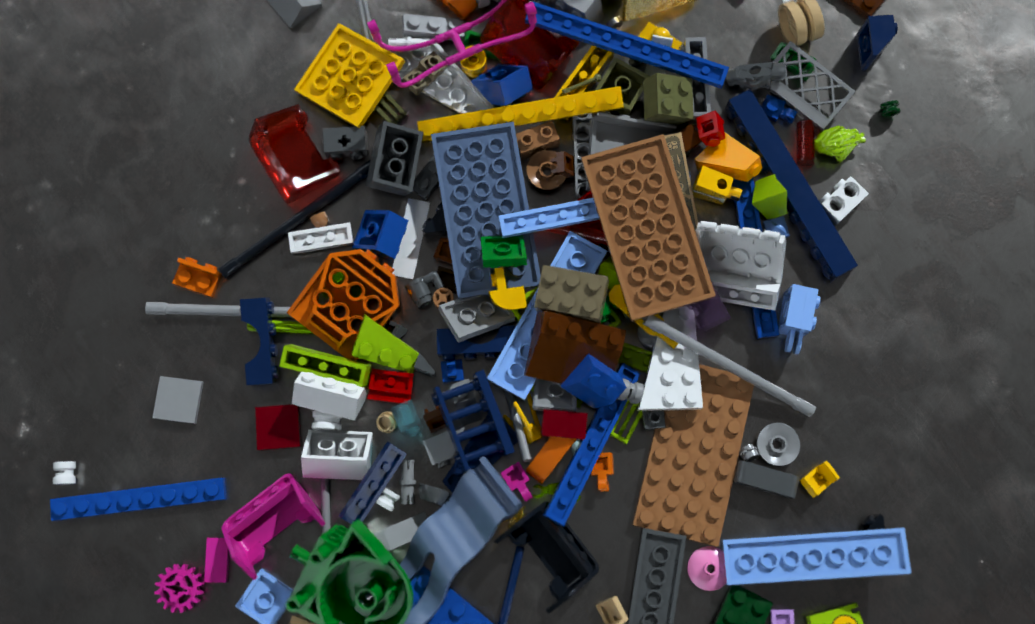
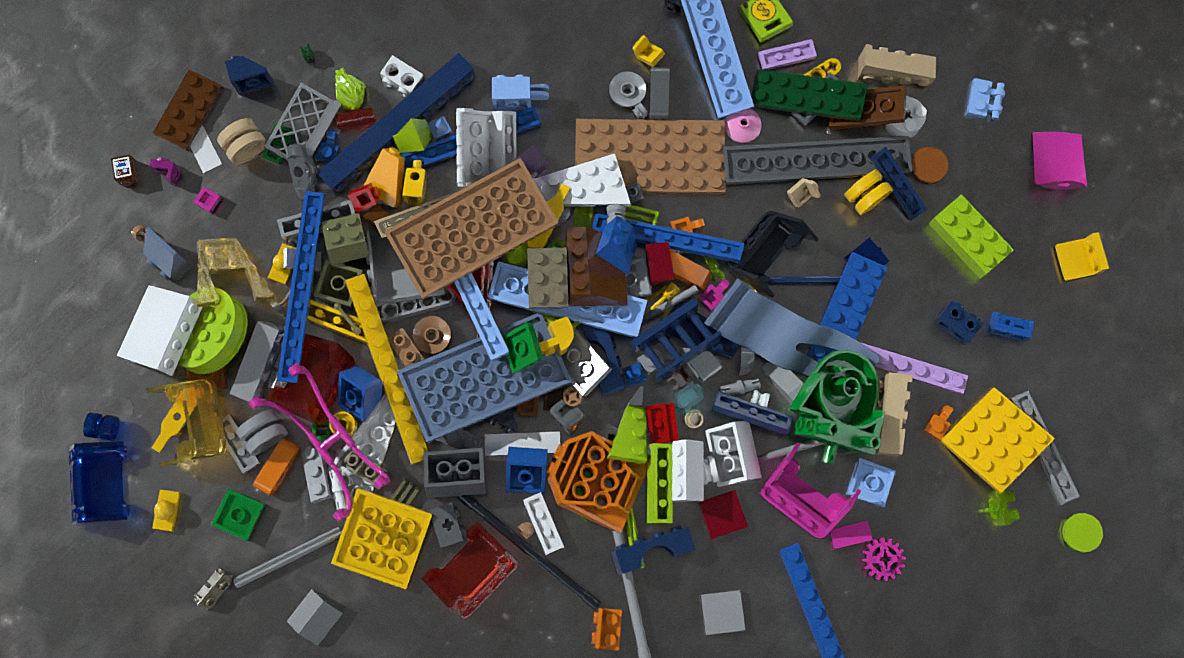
camera: 110 degrees left, 0 degrees up
(564, 163) = (425, 317): reddish brown tile -> none
(795, 402) = (556, 199): light grey piece -> none

